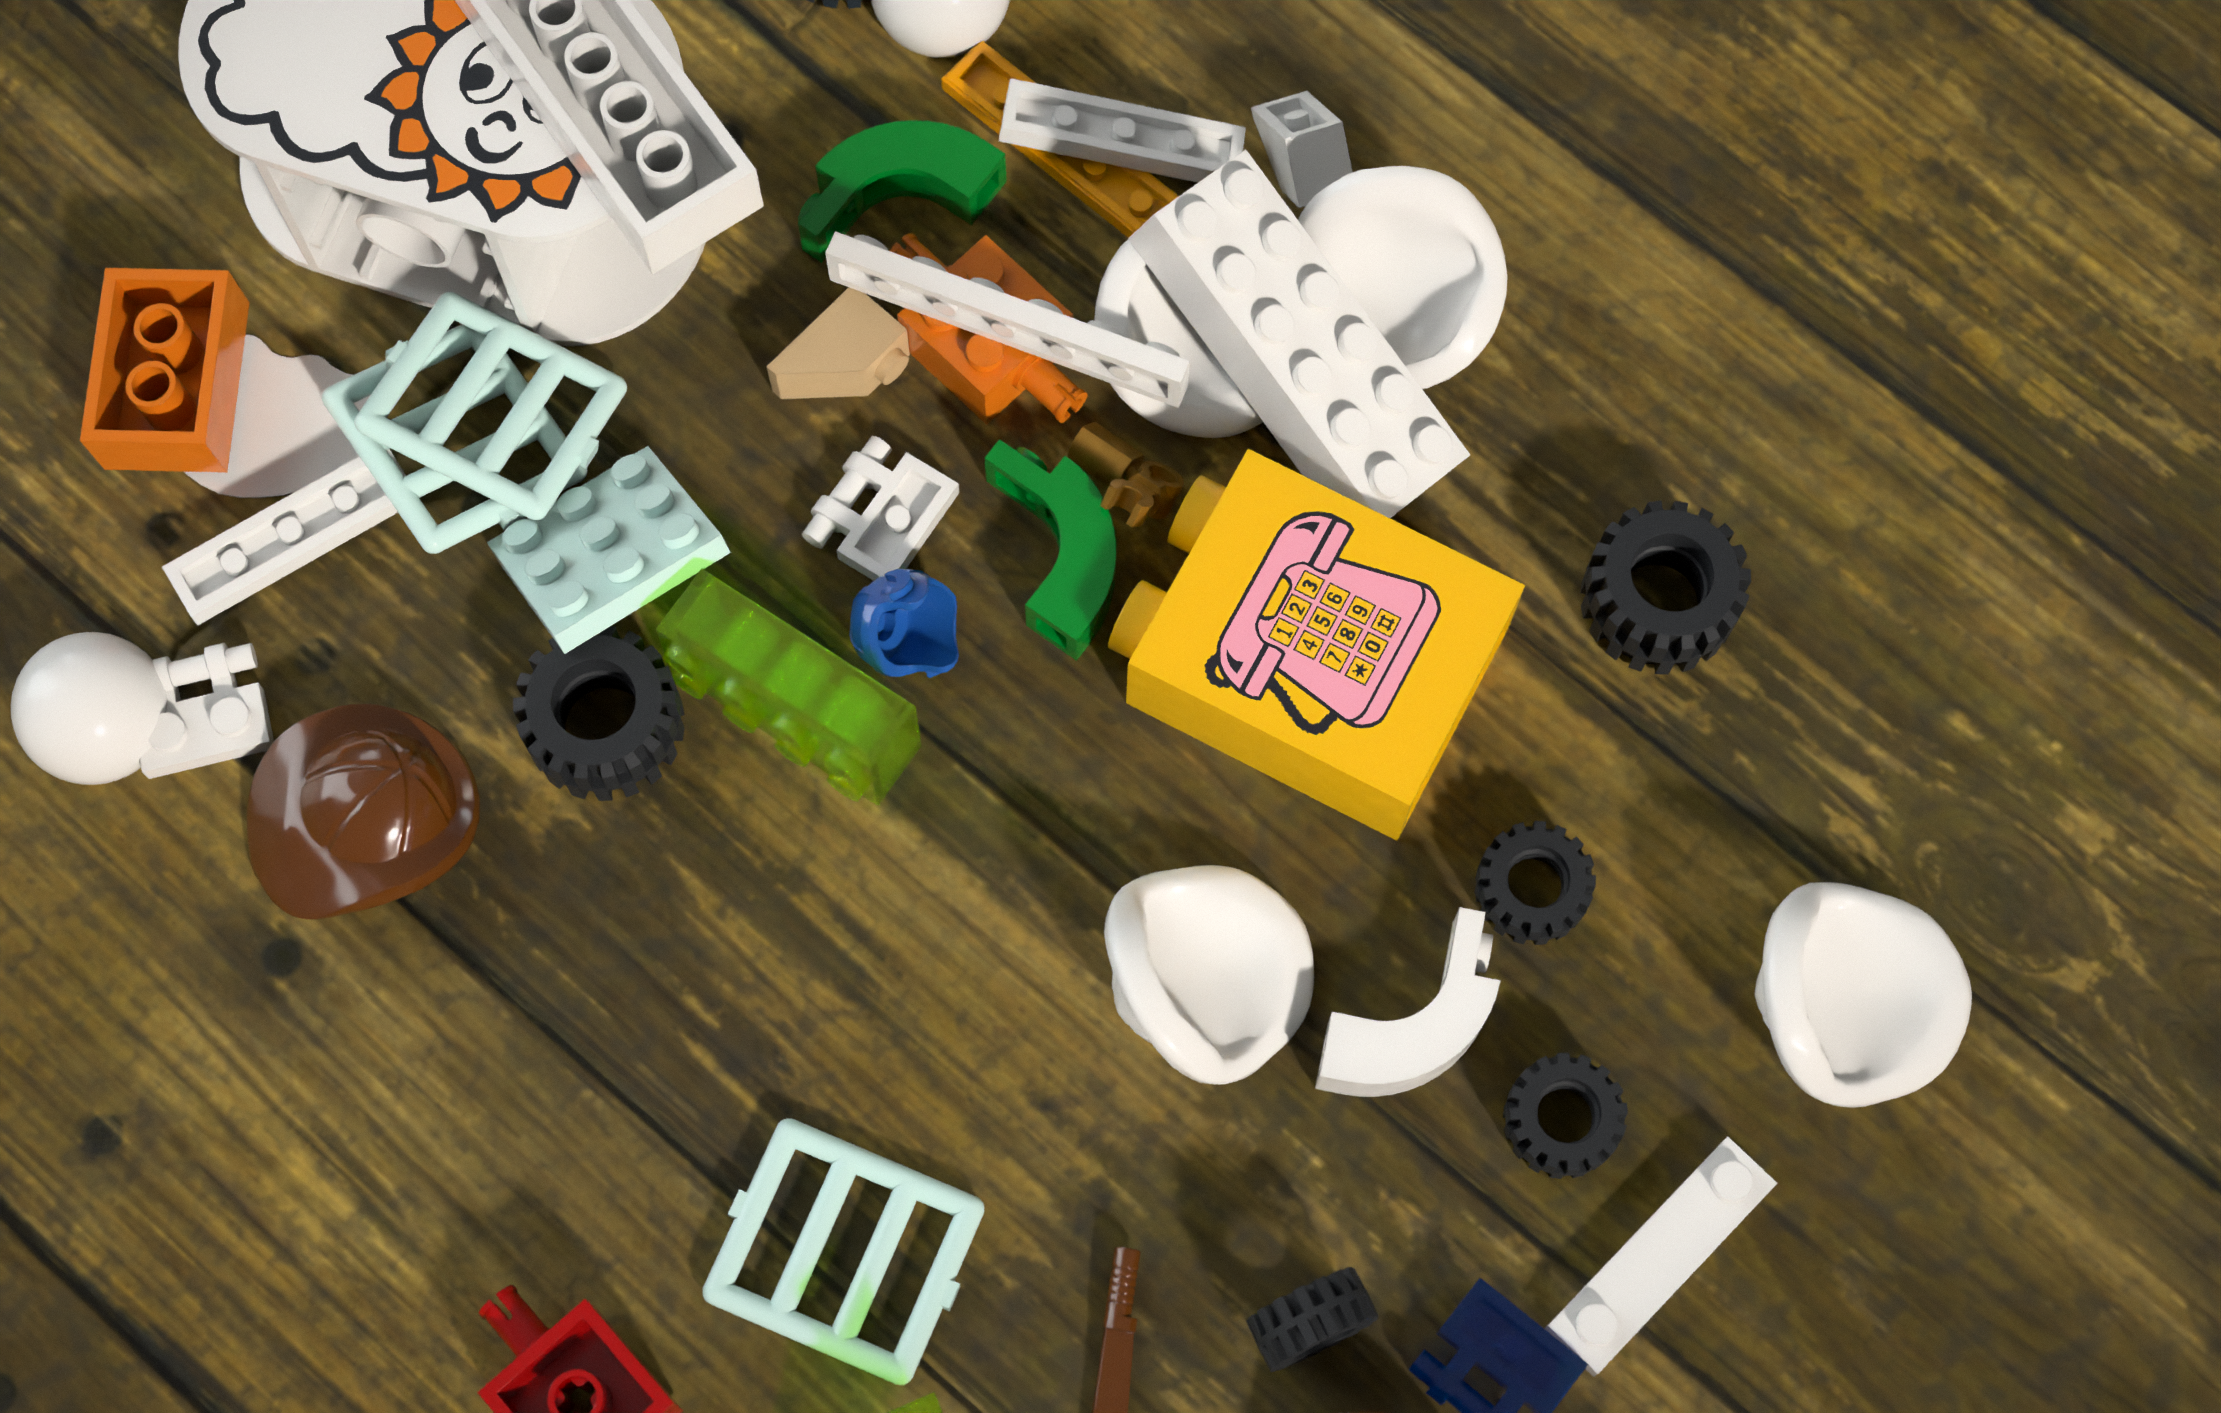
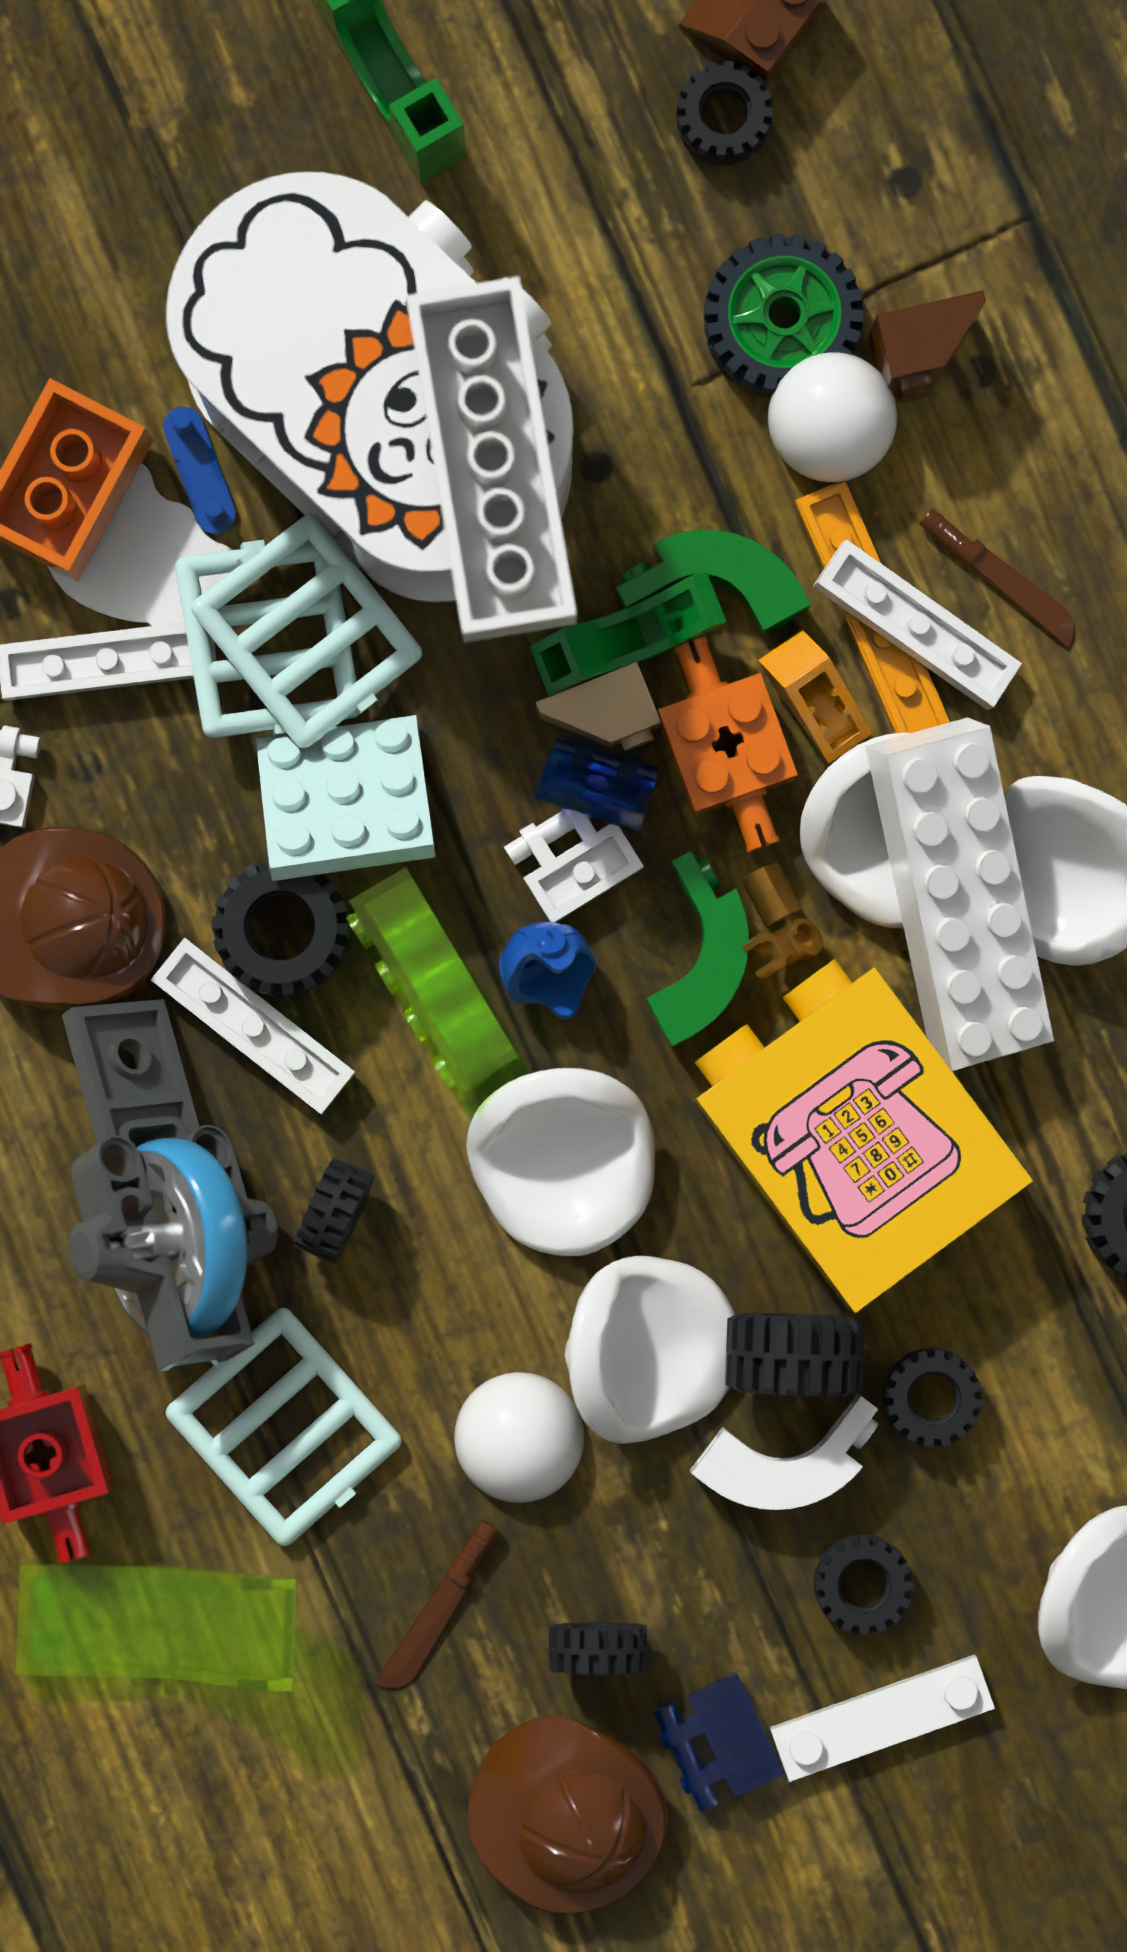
camera: 25 degrees right, 15 degrees up
(310, 313) = (199, 470): none -> blue piece
(586, 1044) = (170, 1270): none -> dark grey piece
(615, 833) = (253, 1026): none -> white plate
(791, 978) = (334, 1210): none -> black tyre
(797, 293) = (629, 636): none -> green arch
(888, 418) = (597, 782): none -> clear blue plate
(991, 313) = (724, 747): white plate -> none
(1013, 808) = (563, 1159): none -> white piece
(1051, 240) = (815, 695): none -> light orange arch
(1112, 1141) = (519, 1437): none -> white piece
(1190, 66) = (1018, 589): none -> reddish brown piece
(1302, 144) = (1060, 703): white slope -> none
(1366, 891) = (794, 1354): none -> black tyre

